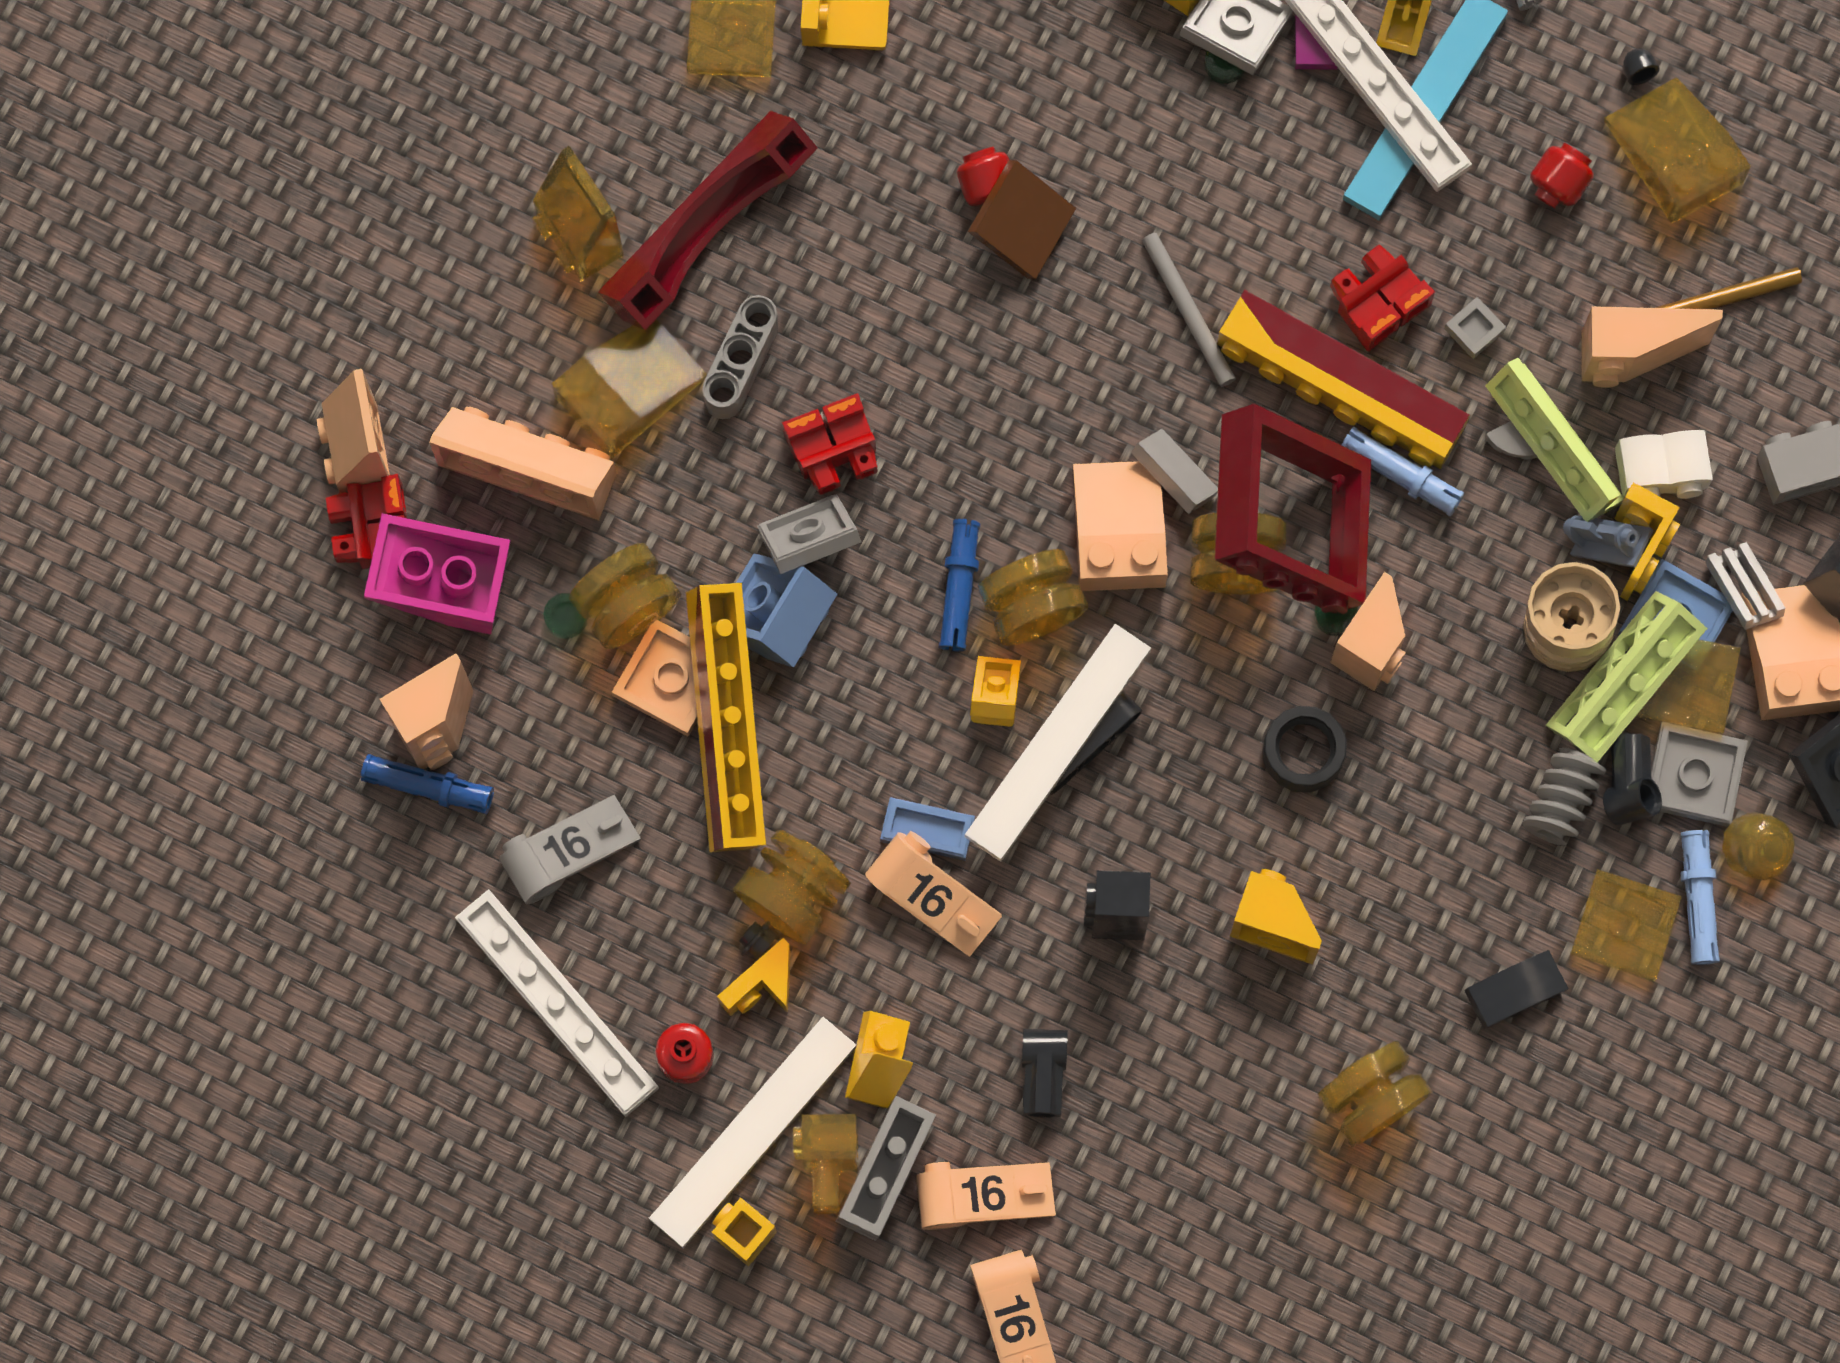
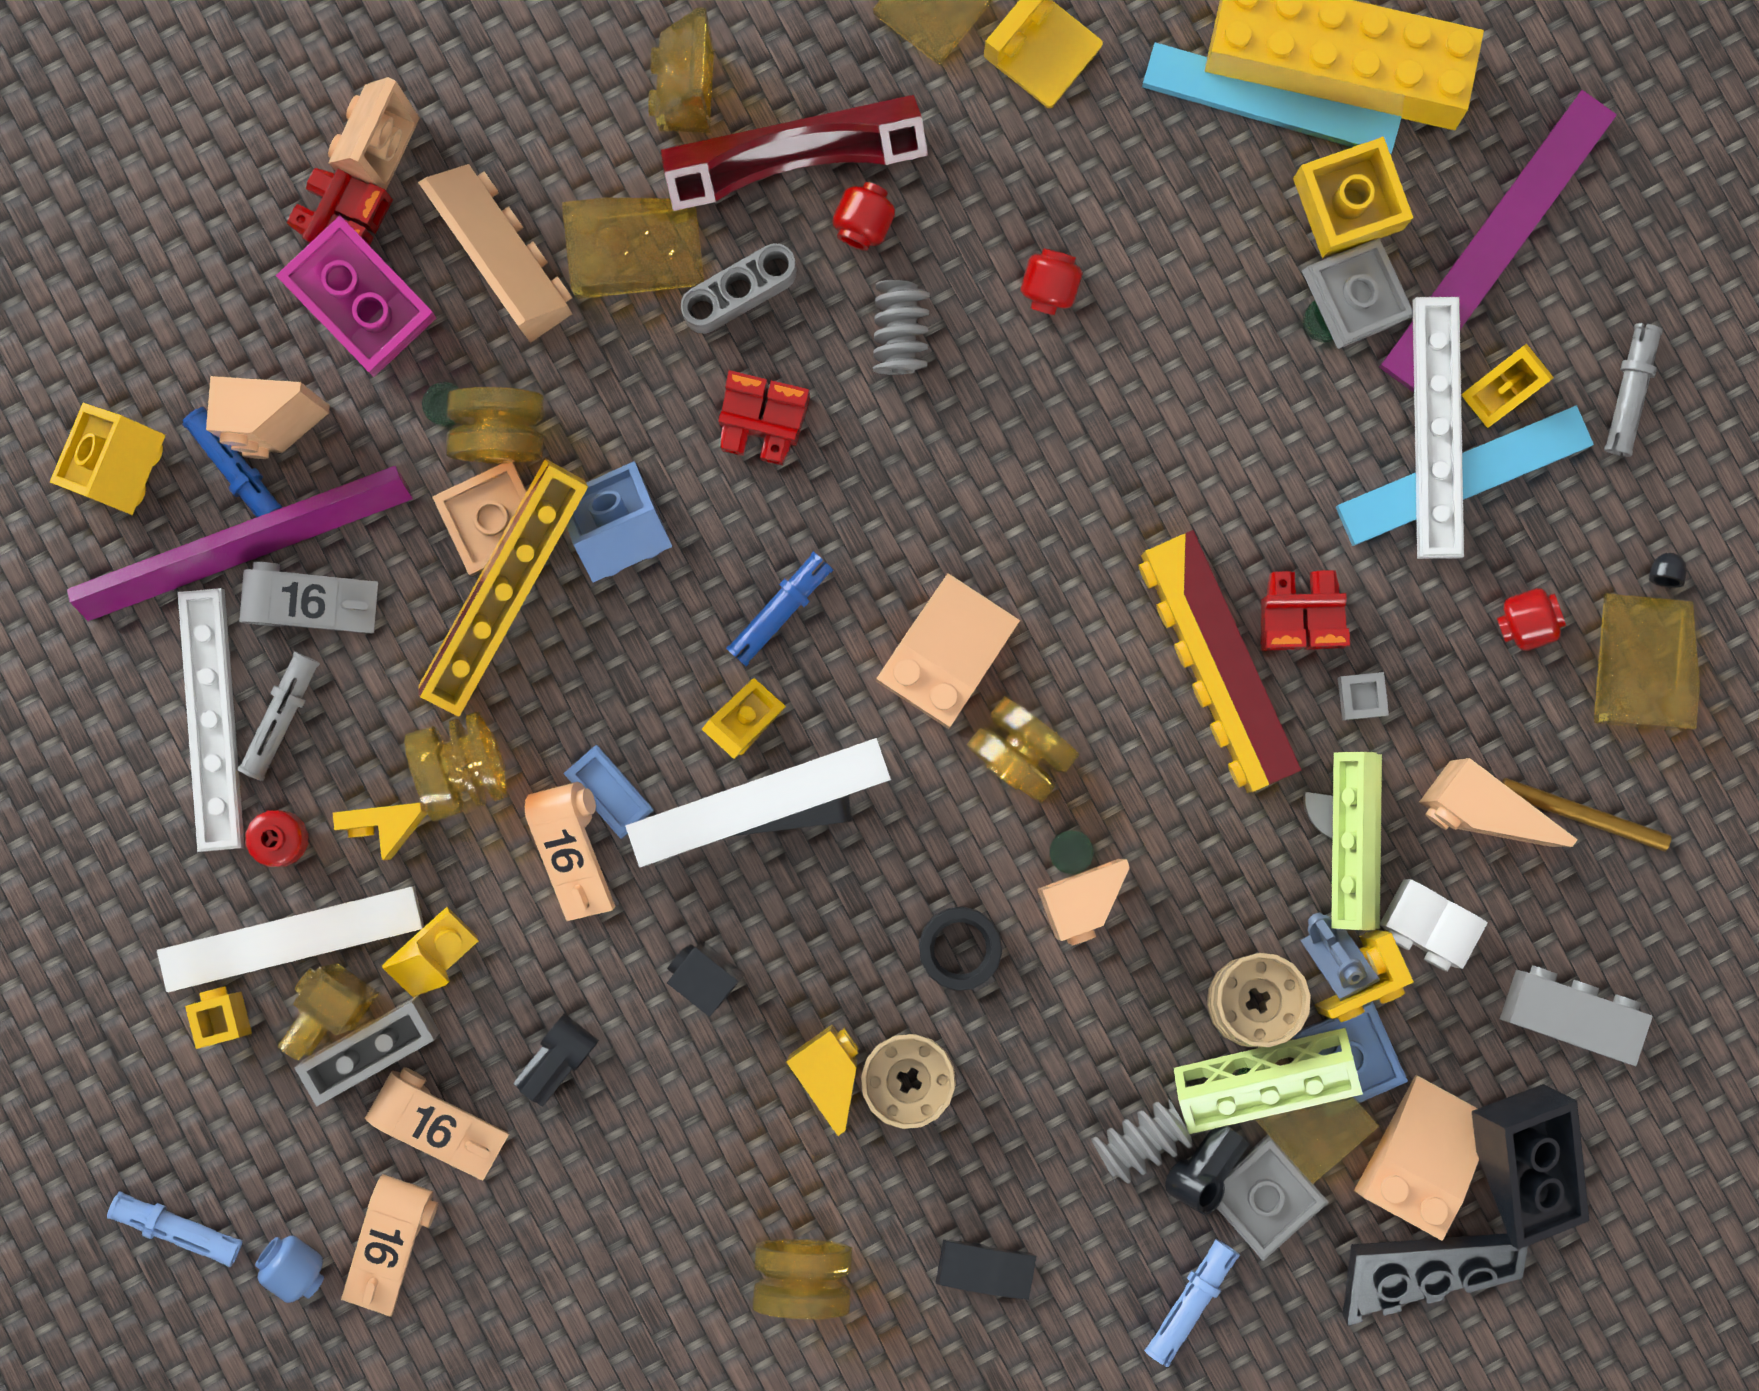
camera: 35 degrees right, 10 degrees up
(318, 848) = (108, 458): none -> yellow slope
(480, 840) = (240, 543): none -> magenta tile
(604, 906) = (256, 763): none -> light grey pin
(757, 940) = (401, 787): black plate -> none
(800, 231) = (863, 216): none -> red head
(809, 533) = (683, 480): light grey tile -> none
(893, 297) = (899, 327): none -> light grey piece
(1022, 219) = (1053, 336): reddish brown tile -> none
(1032, 597) = (828, 658): clear yellow wheel -> none
(1175, 471) = (1025, 640): light grey tile -> none
(1188, 309) = (1138, 510): light grey bar -> none
(1236, 545) = (1048, 712): dark red window -> none
(1349, 852) = (883, 1088): none -> tan wheel
(1417, 480) = (1212, 774): light blue pin -> none
(1625, 925) = (1115, 1279): clear yellow tile -> none
(1732, 559) = (1439, 1081): tile -> none
(1758, 846) = (1271, 1295): clear yellow hair -> none

